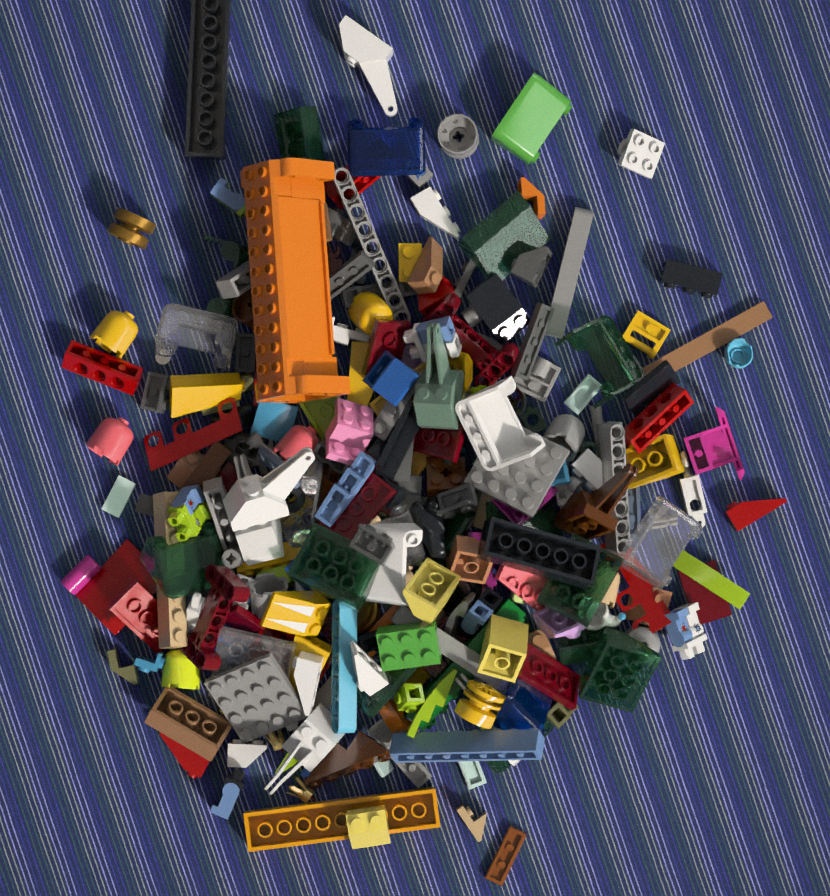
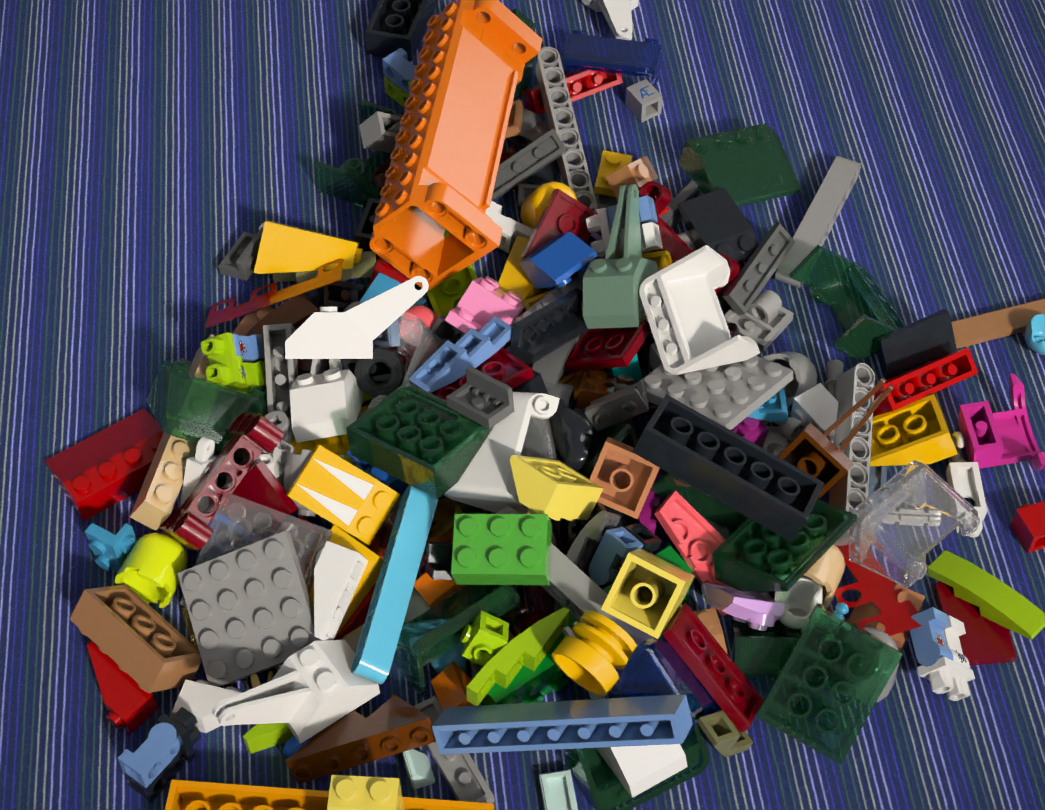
camera: 20 degrees right, 35 degrees down
(81, 574) = (62, 434): dark pink brick -> none
(102, 367) = (186, 216): red brick -> none
(111, 439) = (165, 288): coral cylinder -> none
(116, 332) = (216, 183): yellow cylinder -> none
(118, 496) = (149, 360): light aqua tile -> none
(127, 672) = (73, 560): olive slope -> none
(130, 230) = (277, 89): pearl gold wheel -> none
(139, 612) = (118, 470): plate -> none
(198, 331) = (315, 192): clear windscreen -> none
(303, 795) = (276, 776): pearl gold piece -> none
(367, 671) = (427, 583): white slope -> none
(431, 210) = (653, 137): white slope -> none
(448, 132) = (701, 68): light grey wheel -> none
(531, 119) = (790, 65): windscreen -> none
(531, 193) = (787, 135): orange slope -> none
(531, 265) = (773, 196): dark grey slope -> none
(582, 394) = (821, 349): light aqua tile -> none
(640, 153) = (928, 120): white plate -> none
(649, 329) = (917, 292): yellow plate -> none
(691, 278) = (984, 249): black brick -> none

